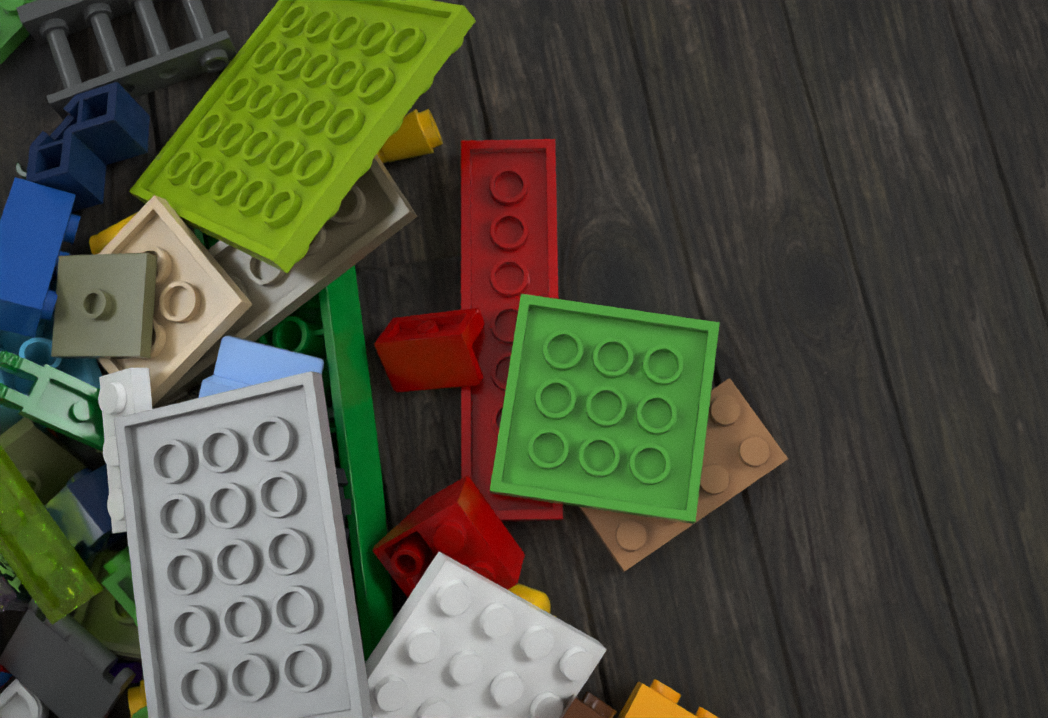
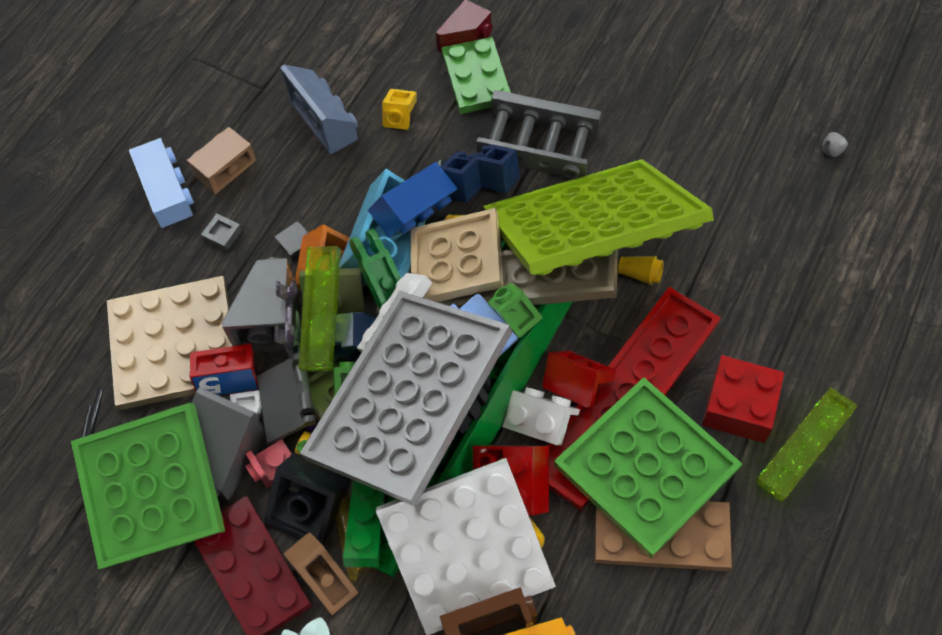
camera: 40 degrees right, 15 degrees down
(104, 306) = (433, 243): olive plate -> none
(290, 325) = (515, 309): none -> bright green bracket
(423, 438) = (538, 416): none -> white bracket
(656, 230) = (743, 399): none -> red brick
(767, 235) = (806, 444): none -> clear neon green plate

